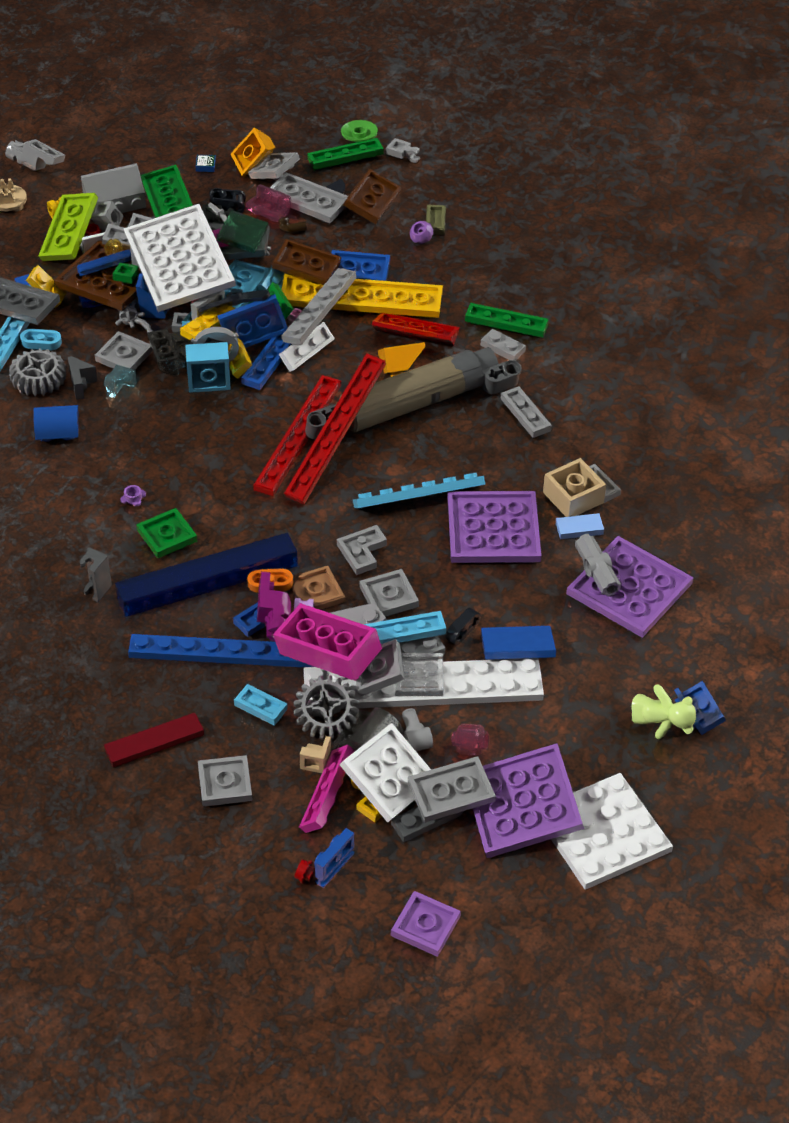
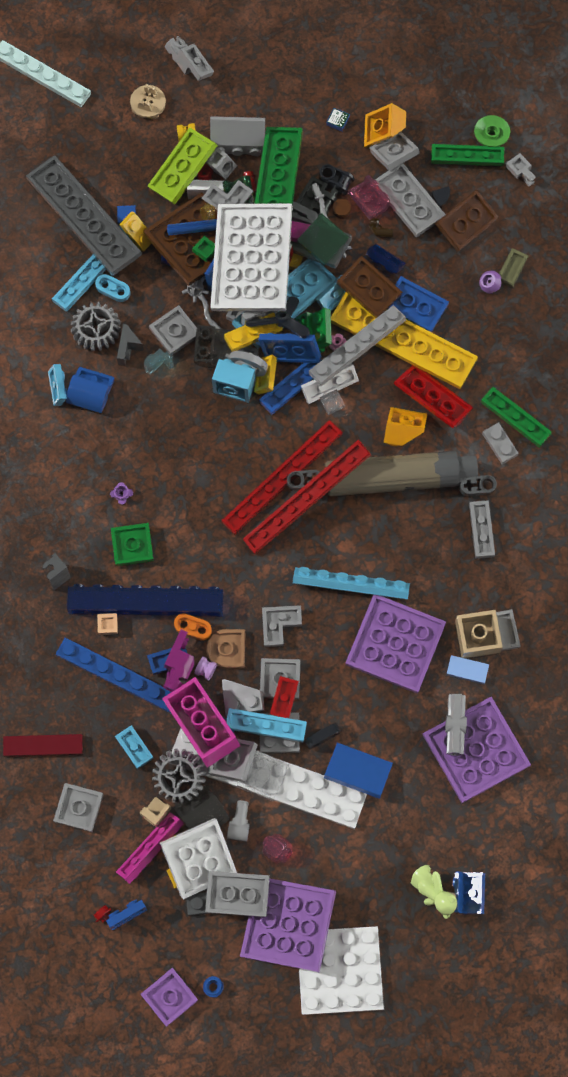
camera: 25 degrees right, 25 degrees up
(18, 428) = (56, 379): none -> medium azure plate
(174, 607) = (107, 624): none -> light nougat plate
(315, 243) = (385, 258): none -> clear blue plate
(317, 360) = (332, 402): none -> clear plate
(403, 598) = (284, 697): none -> red plate
(470, 890) = (208, 982): none -> blue plate

